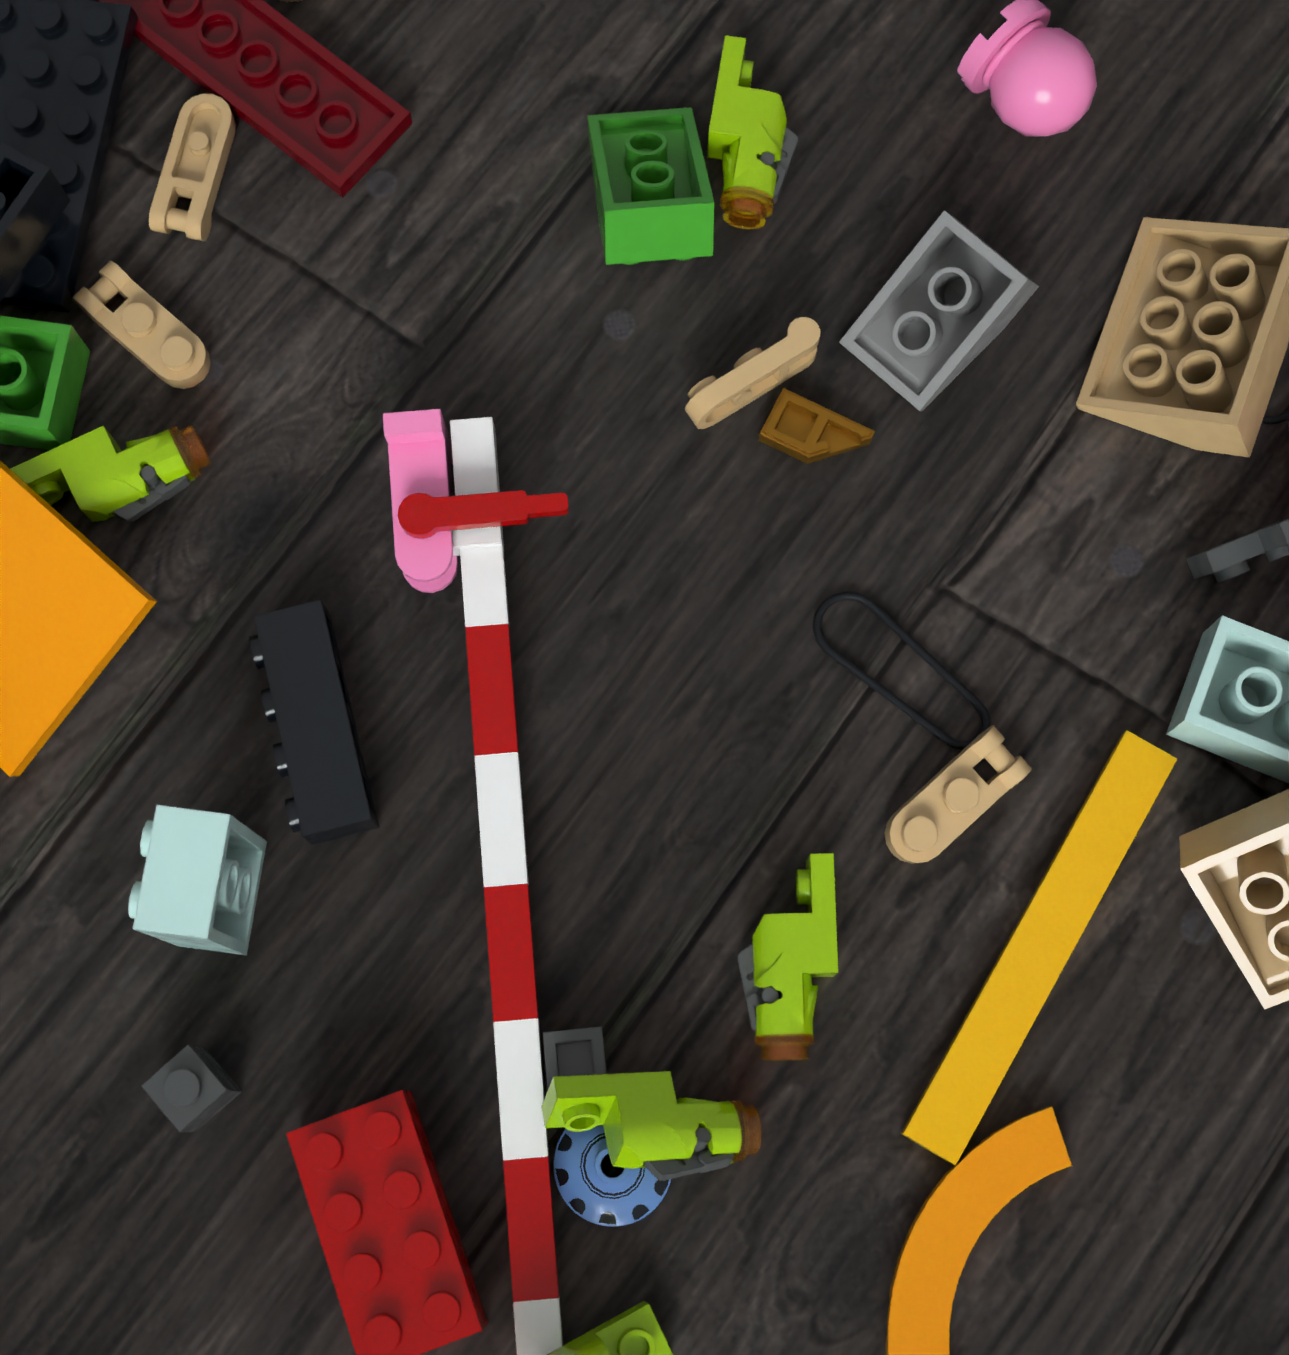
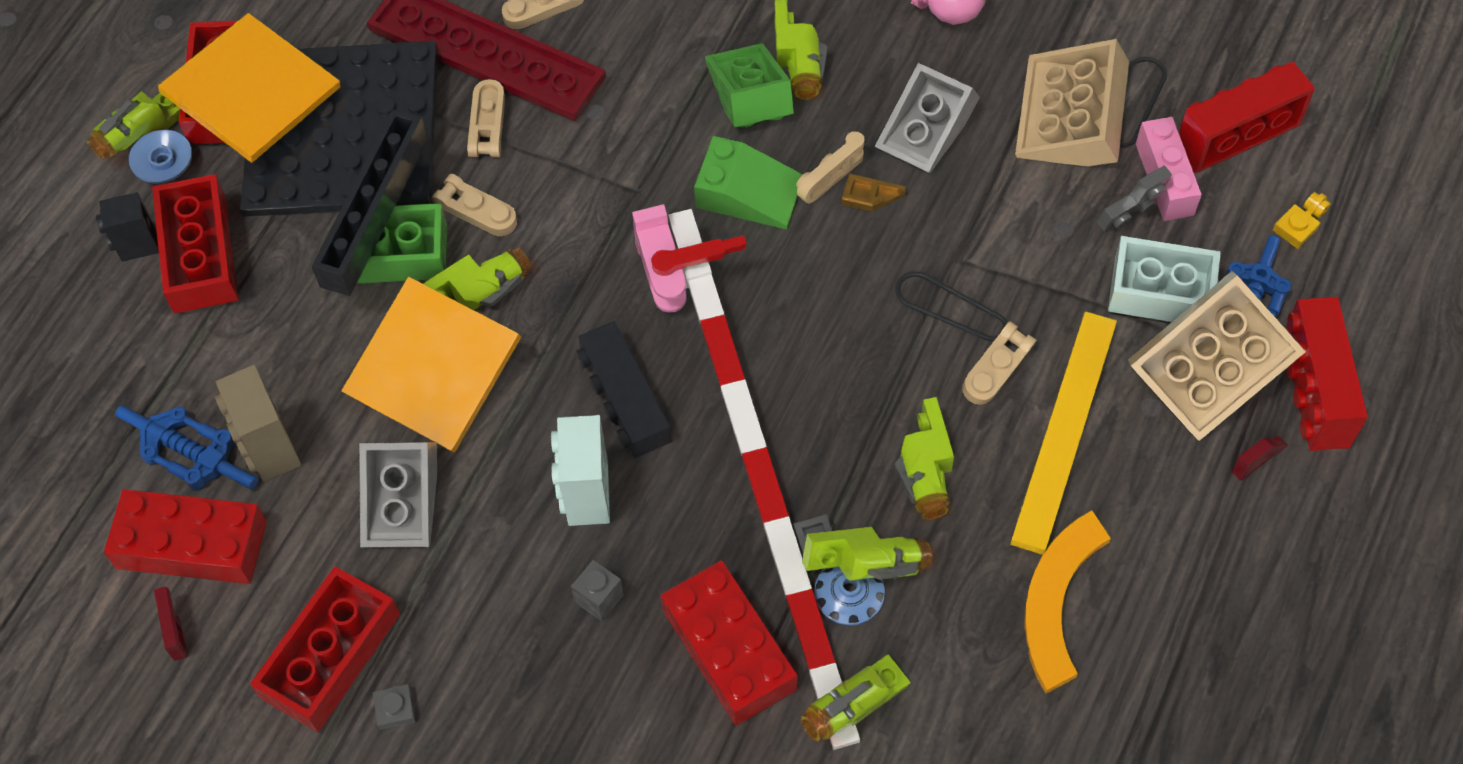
camera: 10 degrees left, 15 degrees down
(604, 376) = (746, 184): none -> bright green slope

